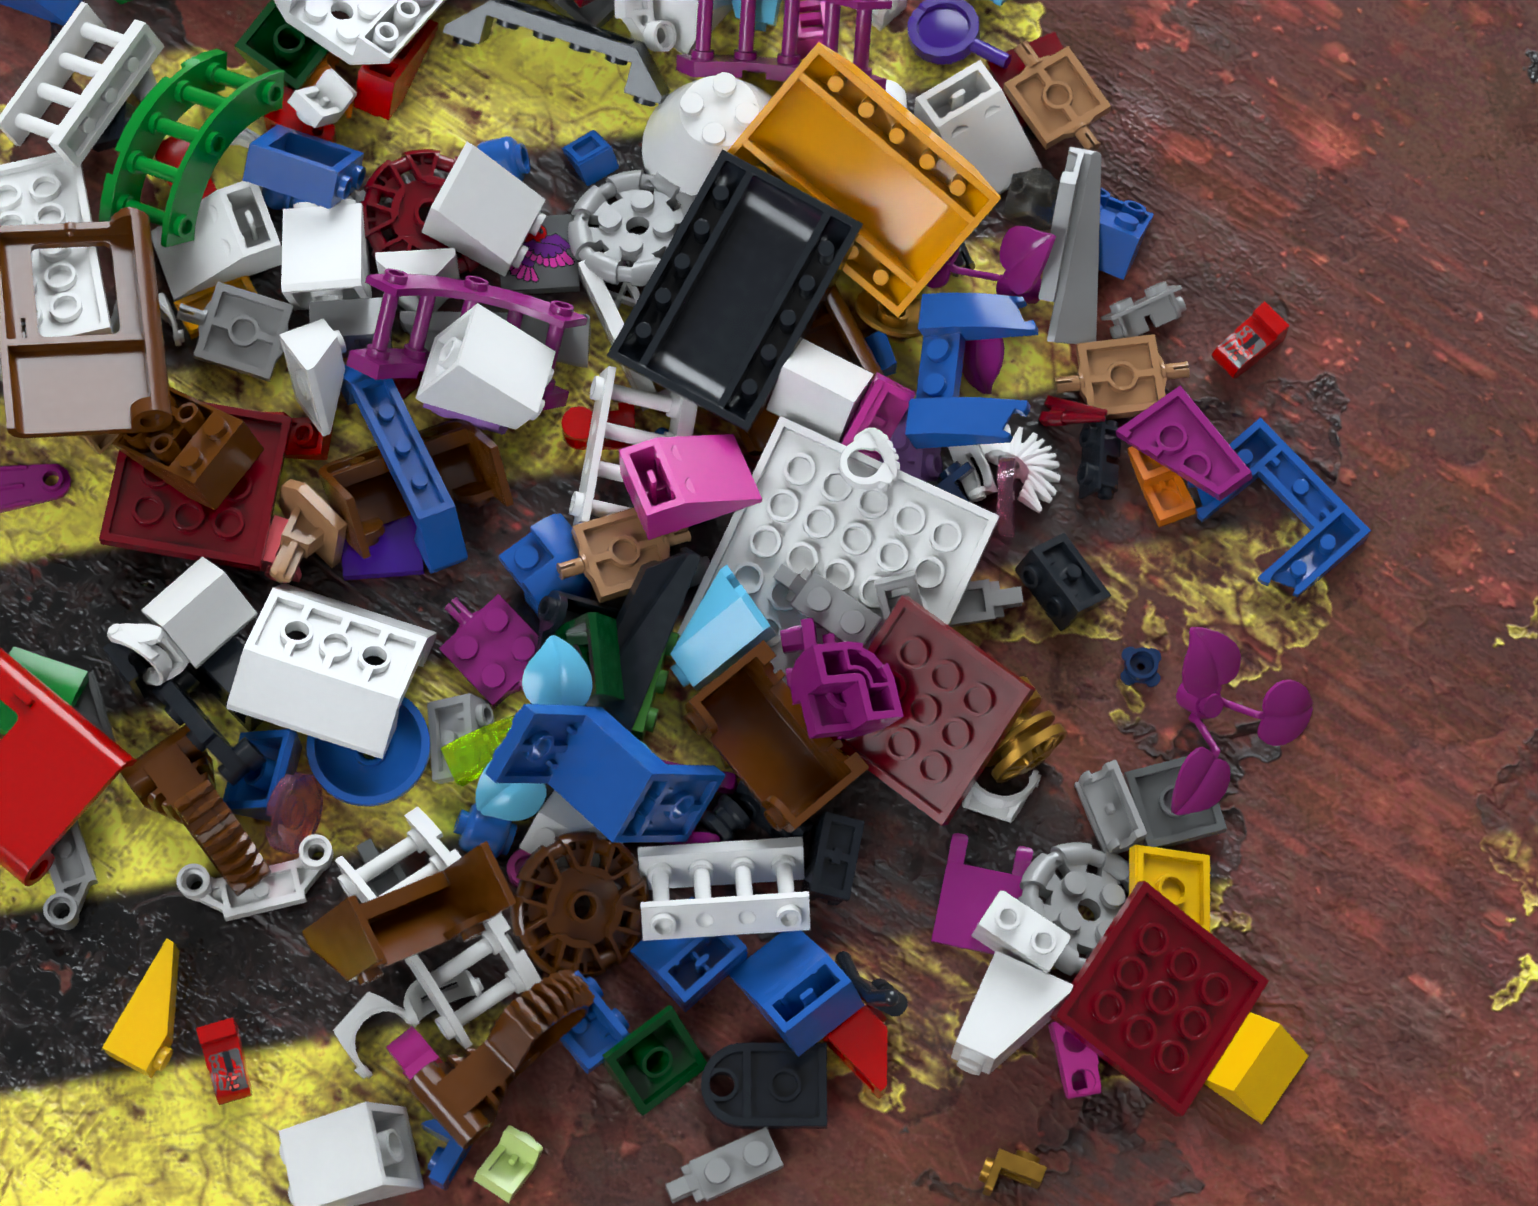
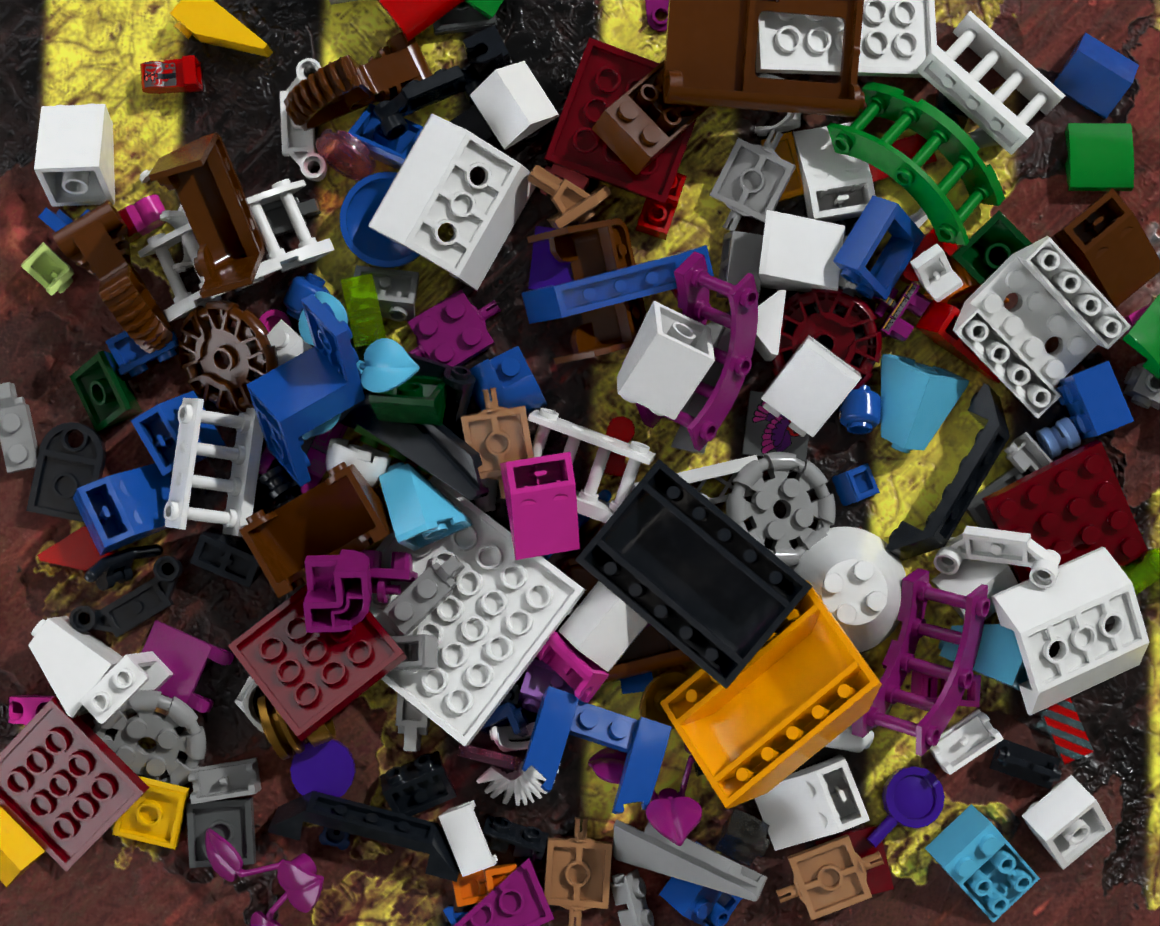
camera: 105 degrees right, 15 degrees up
(143, 640) = (487, 58): white helmet -> none
(315, 370) = (702, 230): white slope -> none
(377, 147) = (910, 300): none -> magenta hips
(478, 103) = (915, 401): none -> medium azure slope
(679, 740) = (367, 459): none -> white cylinder
(872, 440) = (545, 659): white piece -> none
(917, 963) = (135, 606): none -> black plate
(1069, 412) = (555, 824): dark red piece -> none
(1074, 694) = (323, 769): none -> dark purple tile
(1109, 504) = (467, 839): none -> white hinge
(1132, 714) = (369, 823): none -> black slope

